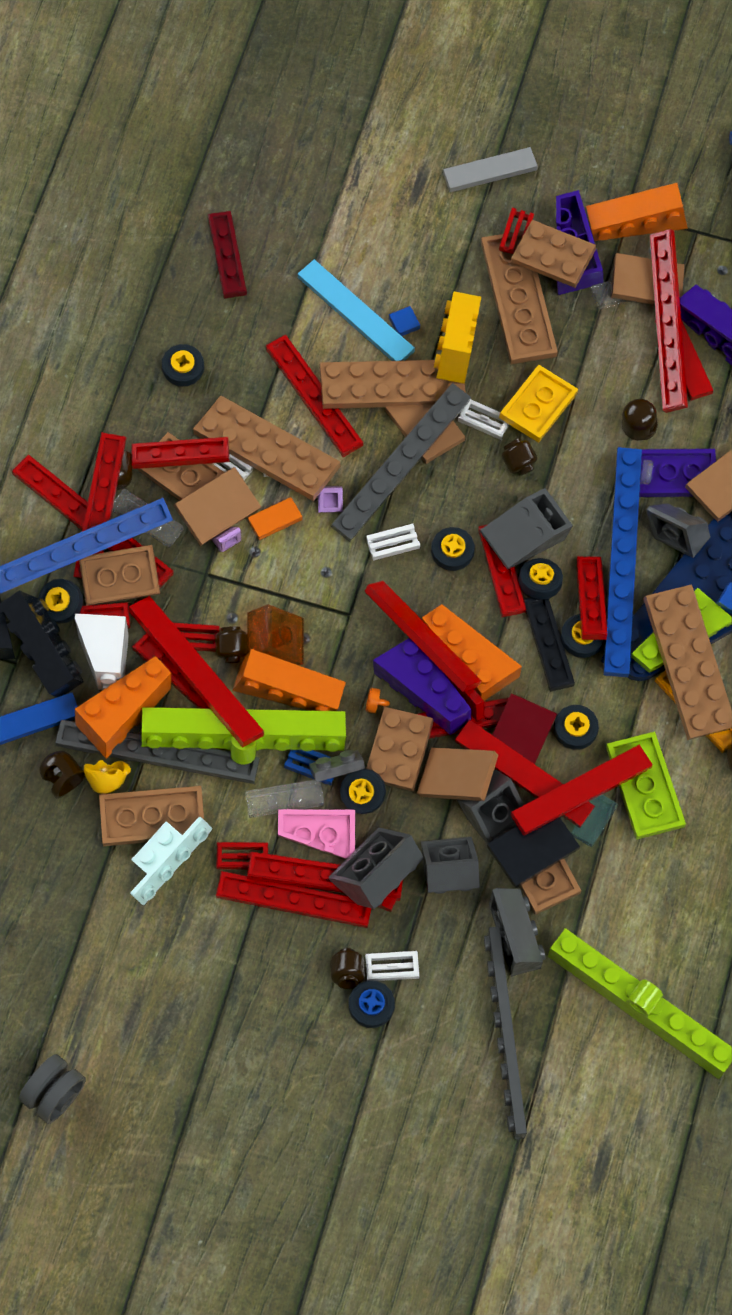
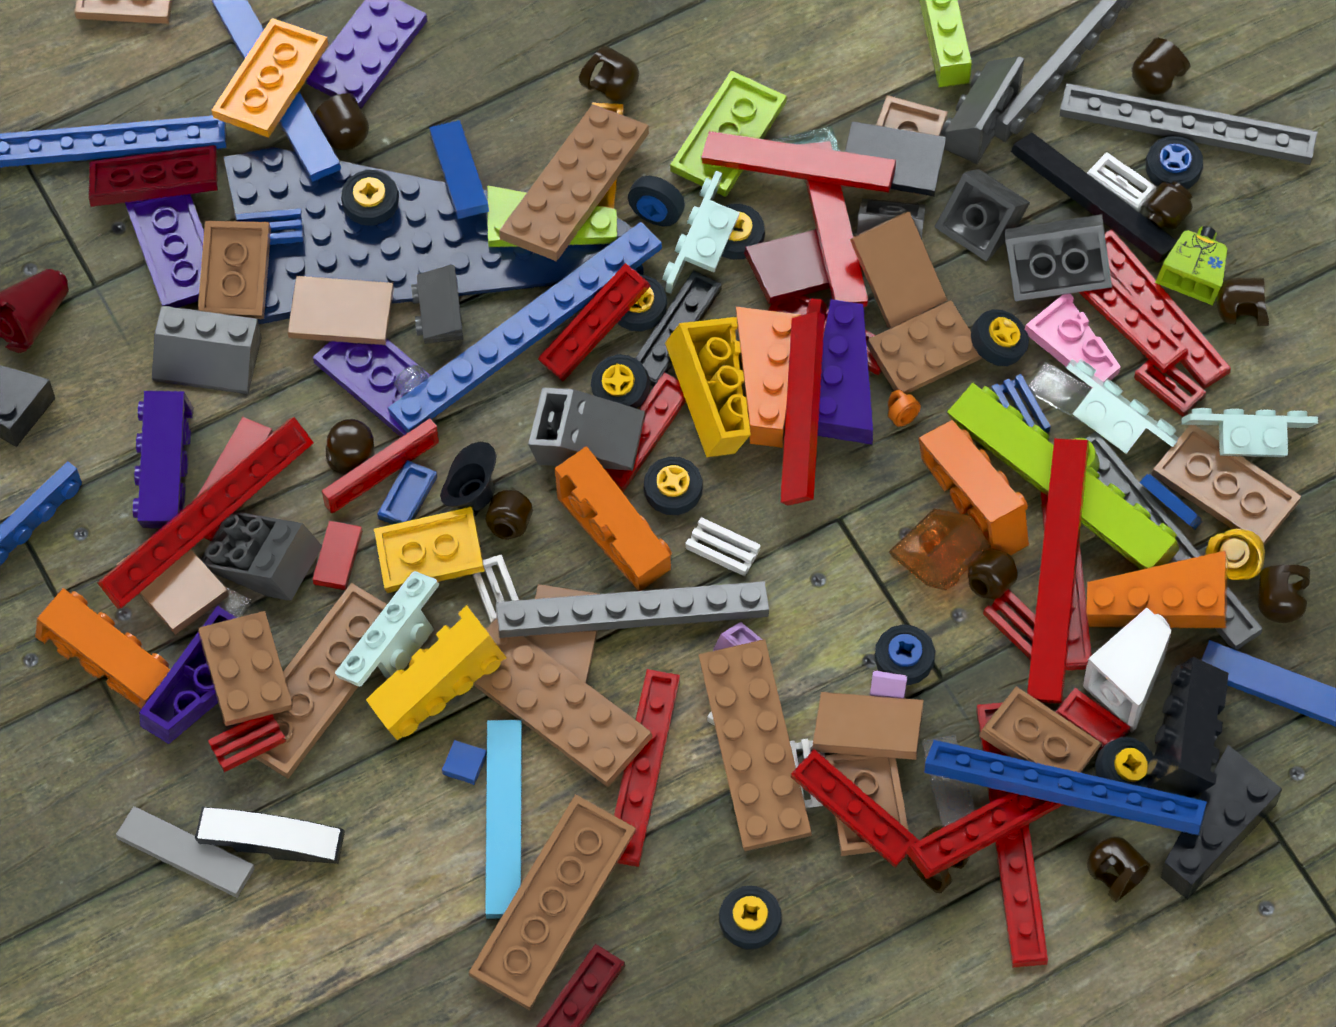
camera: 130 degrees left, 5 degrees down
(17, 546) = (1125, 860): none -> dark brown helmet
(173, 775) = (1171, 501): none -> blue tile
(241, 571) = (891, 658): none -> black wheel
(247, 938) = (1242, 298): none -> dark brown helmet
(253, 799) = (1113, 414): none -> light aqua bracket
(275, 518) = (817, 671): orange tile -> none
(286, 287) = (552, 902): none -> medium nougat plate
(294, 940) = (1195, 265): none -> lime torso
(345, 763) = (1005, 372): flat silver plate -> none
(388, 1041) = (1188, 122): none -> plate
(397, 937) = (1094, 196): none -> black tile
(441, 1055) = (1158, 66): none -> dark brown helmet
(455, 204) = (270, 834): none -> white slope
(460, 496) = (611, 519): none -> orange wedge
(495, 620) = (712, 382): none -> yellow wedge
(506, 343) = (393, 635): none -> light aqua bracket
(556, 452) = (470, 478): none -> black piece
(583, 366) = (337, 555): none -> tile
(584, 427) = (407, 493): none -> tile
(585, 701) = (707, 236): none -> light aqua bracket
(612, 426) = (380, 466): none -> red tile
(618, 329) = (262, 553): none -> dark grey slope
(635, 697) = (656, 201): none -> black wheel

